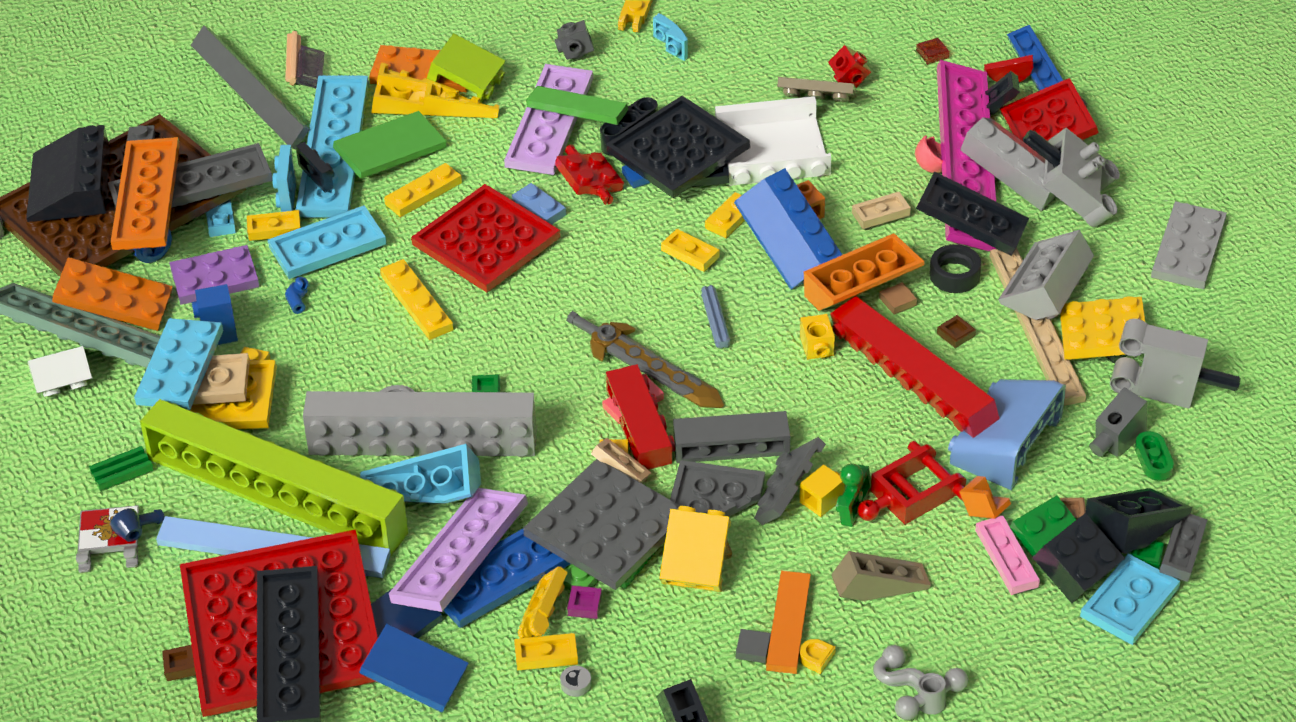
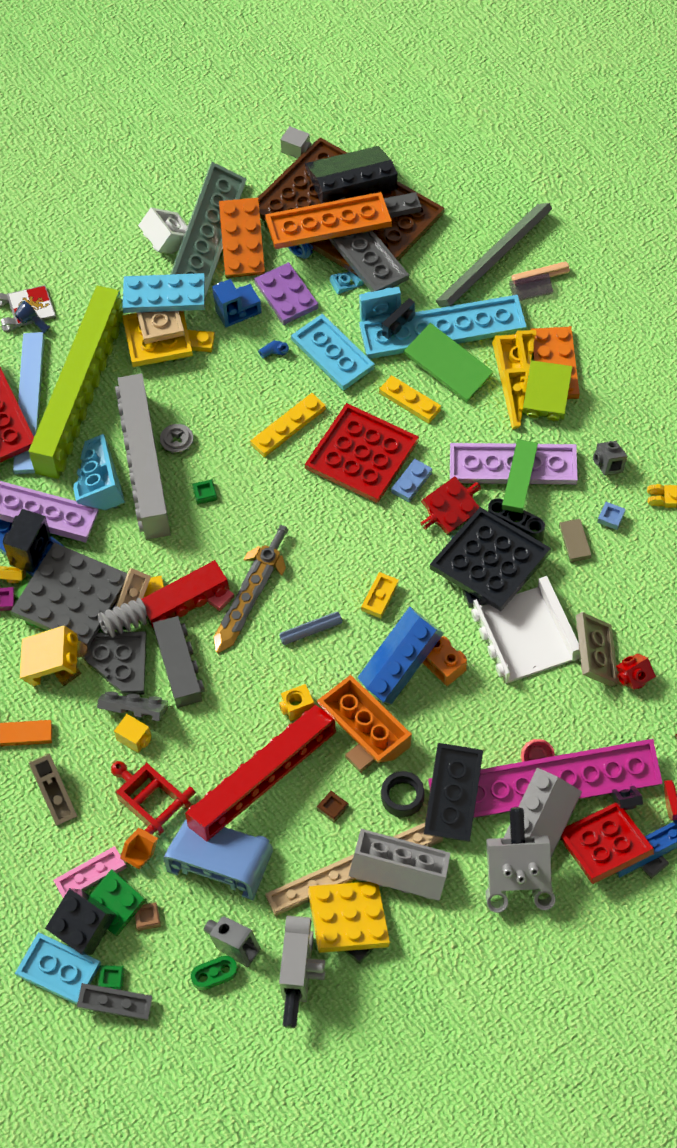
camera: 80 degrees right, 15 degrees up
(119, 464) = (78, 285): green tile -> none
(272, 224) = (342, 313): yellow plate -> none
(521, 541) = (27, 540): none -> black brick
(646, 56) = (611, 515): none -> medium blue plate
(662, 468) = (123, 617): none -> light grey piece
(666, 90) = (575, 540): none -> dark tan tile
(672, 35) = (640, 529): medium azure slope -> none
(725, 218) = (438, 616): yellow plate -> none
(858, 486) = (129, 753): green plate -> none
(881, 210) = (461, 726): tan plate -> none
(1135, 517) = (136, 961): black slope -> none
(1189, 245) = (481, 981): light grey plate -> none

